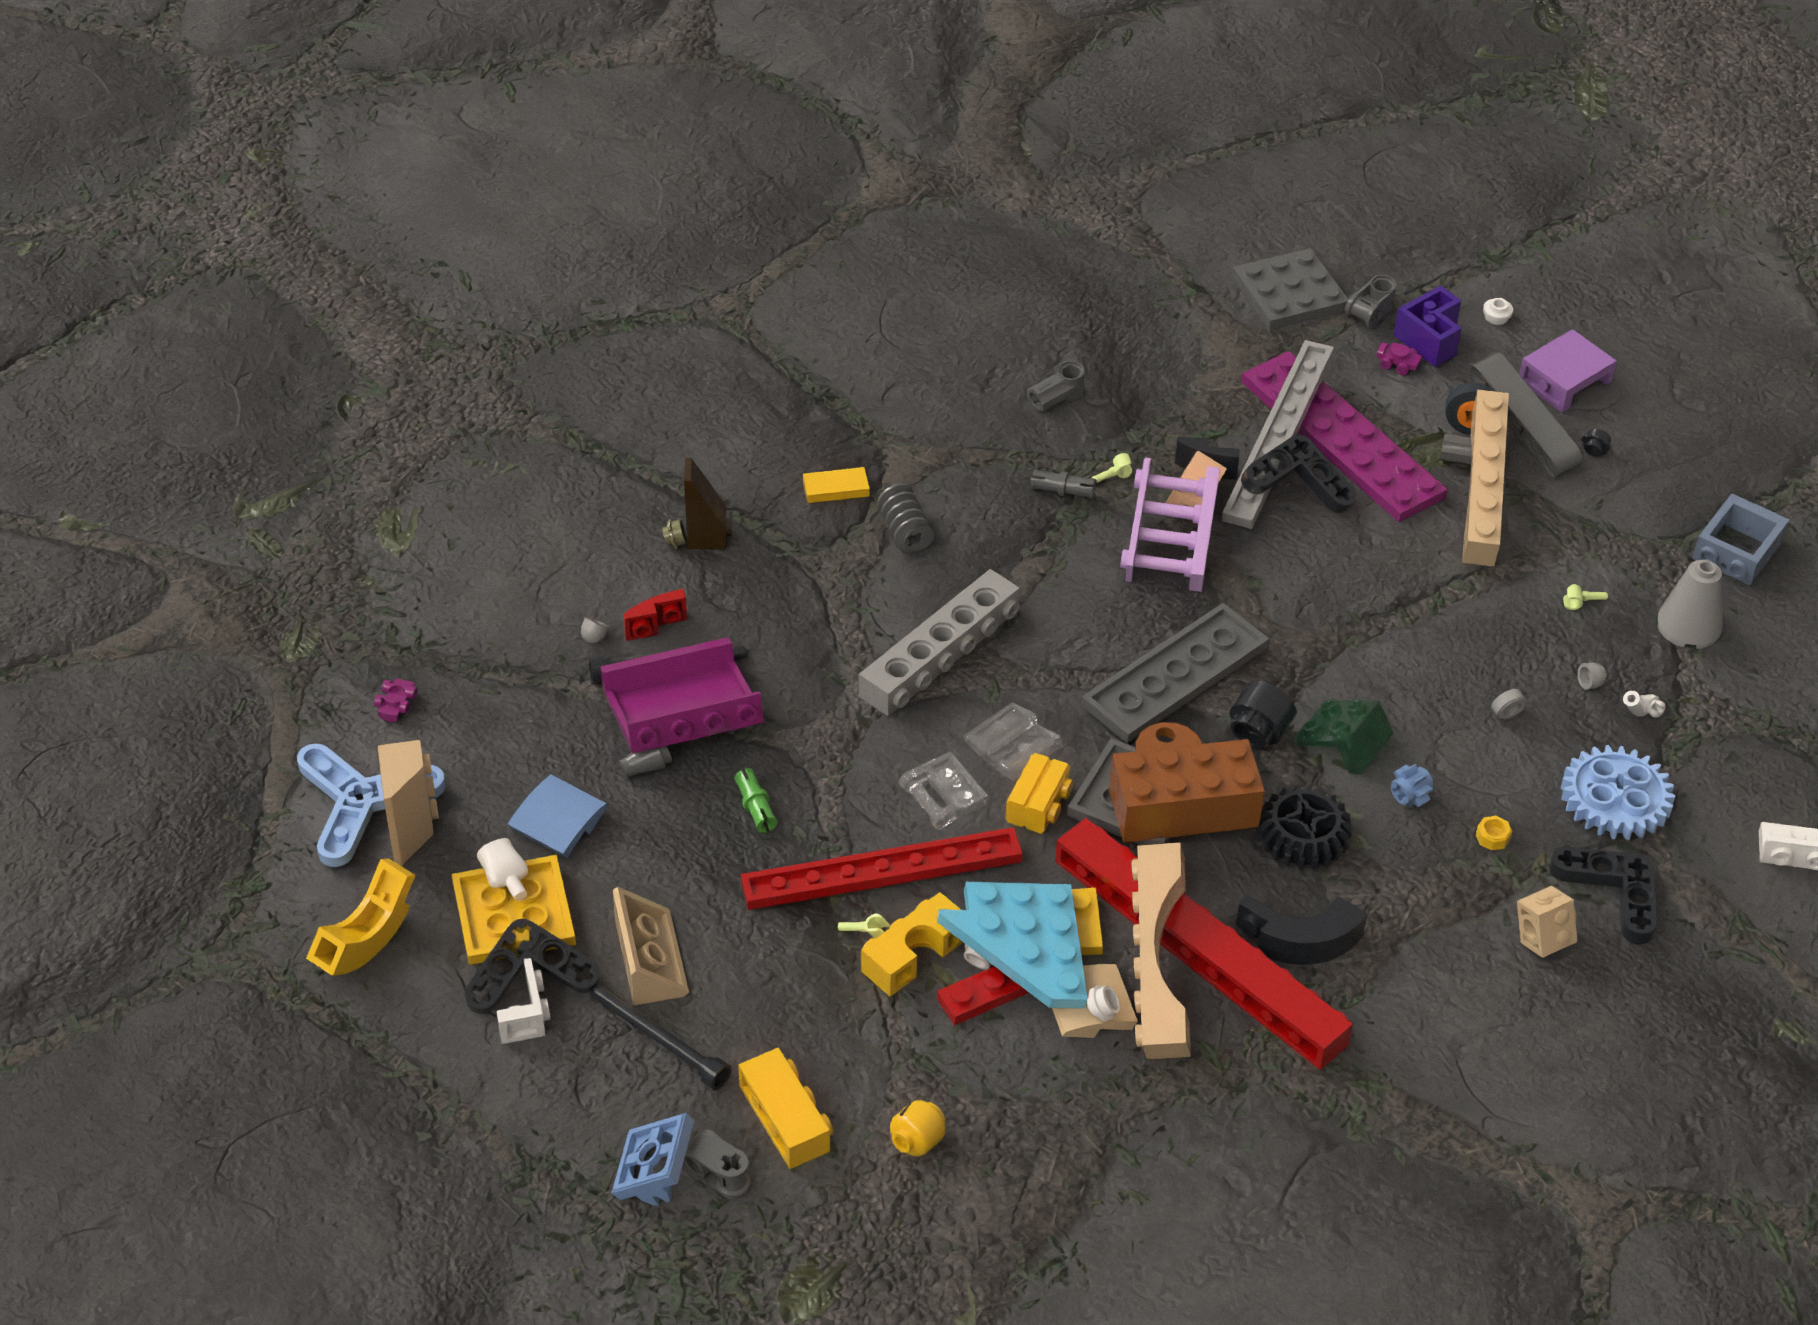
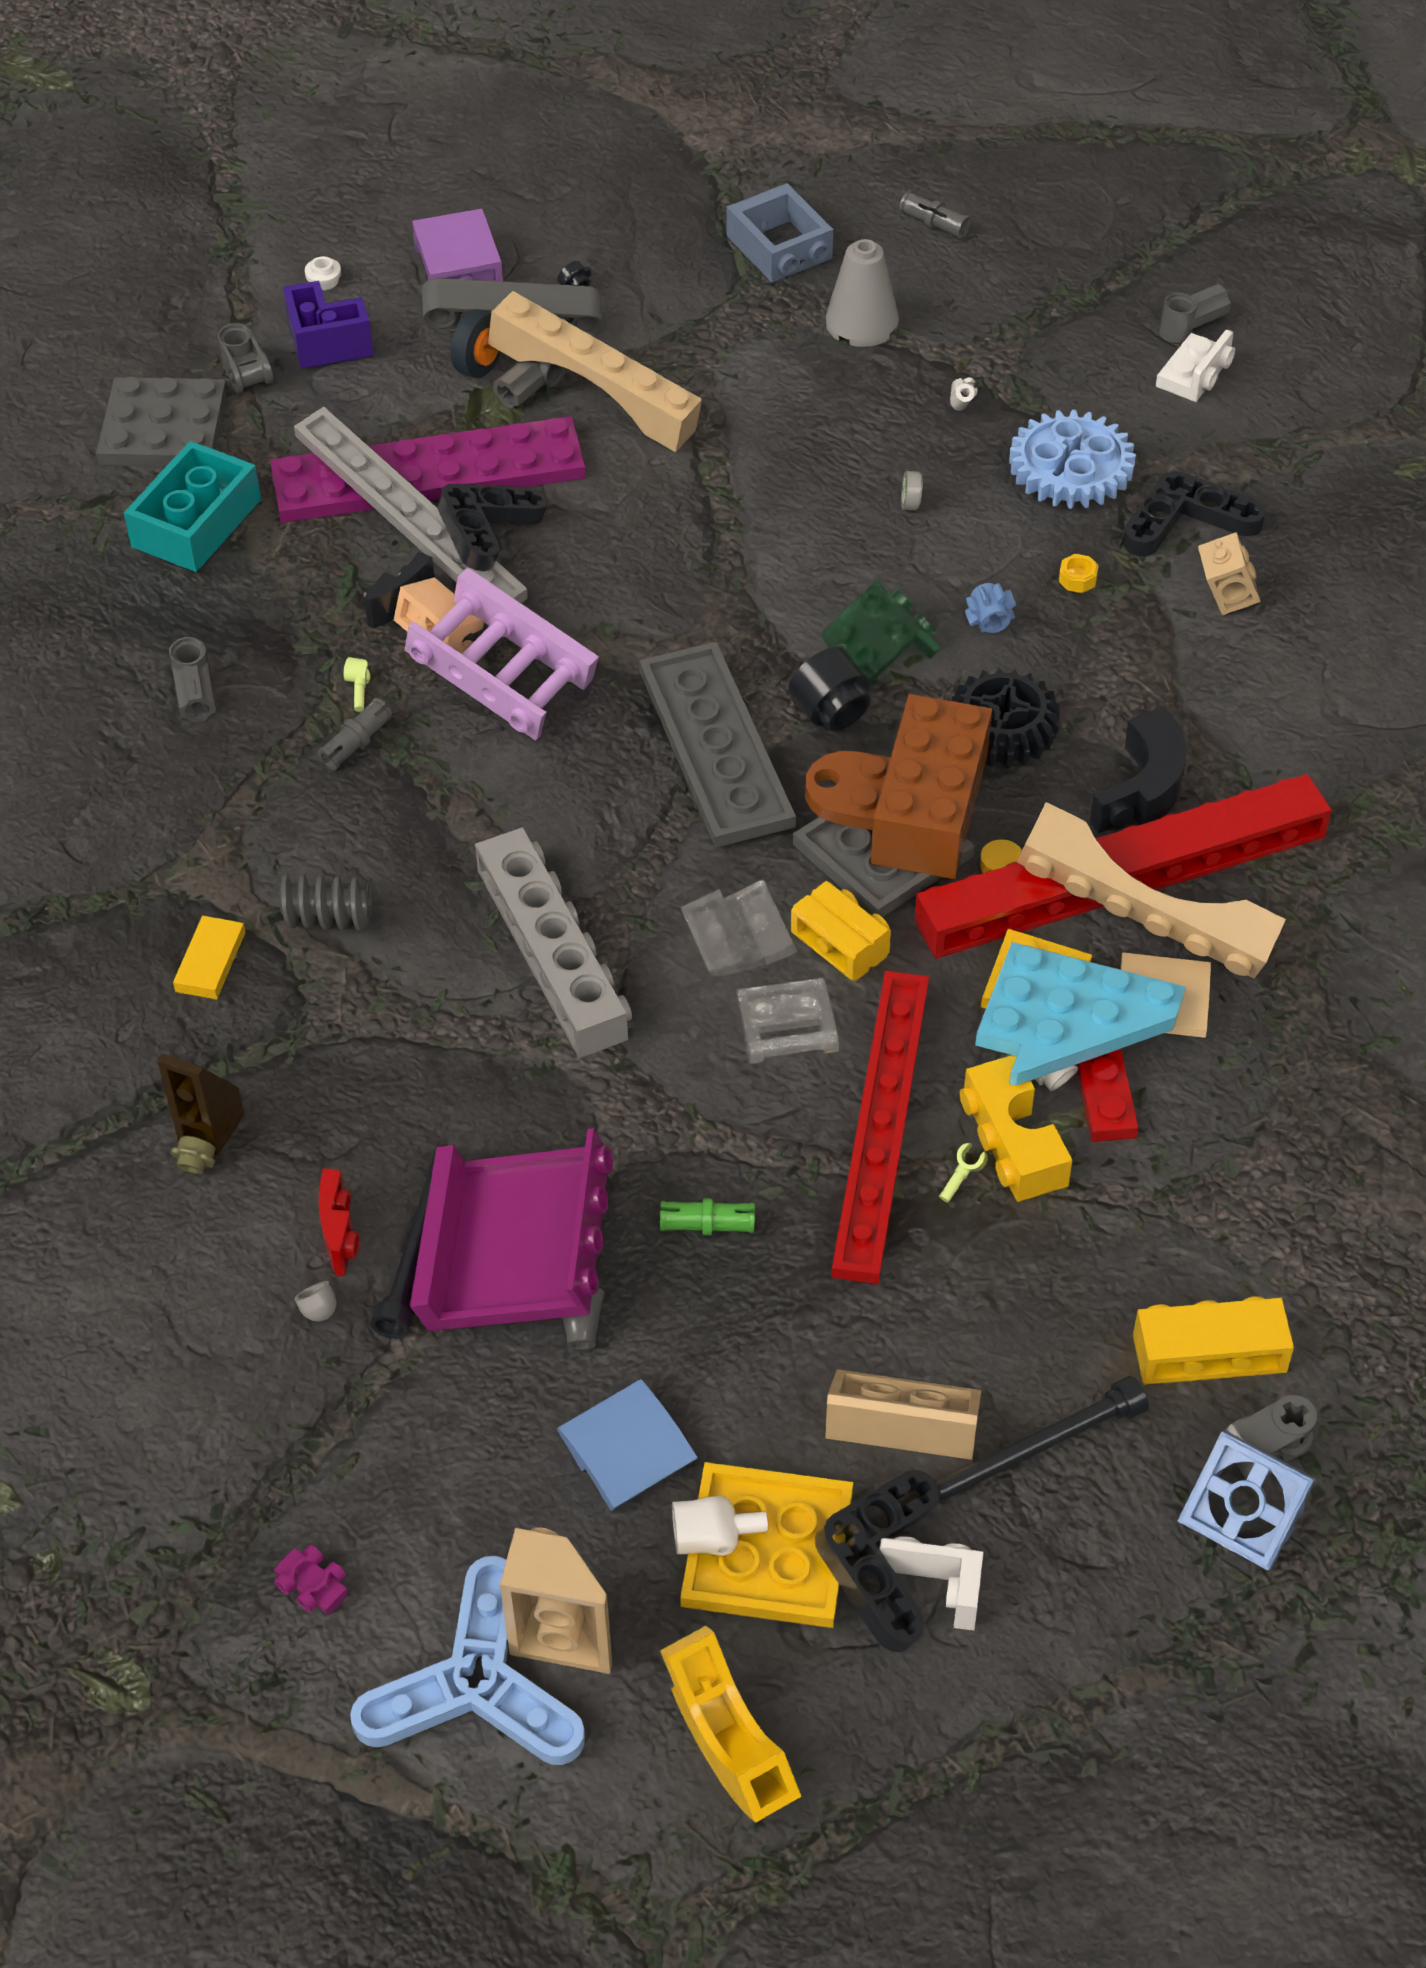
camera: 65 degrees left, 5 degrees up
(917, 1128) = (1289, 1216): yellow head -> none
(1103, 1002) = (1195, 974): white plate -> none
(1208, 326) = (192, 506): none -> teal brick
(1399, 355) = (340, 374): magenta piece -> none
(1575, 597) = (785, 385): yellowish green hand -> none
(1591, 675) = (901, 416): light grey hinge -> none

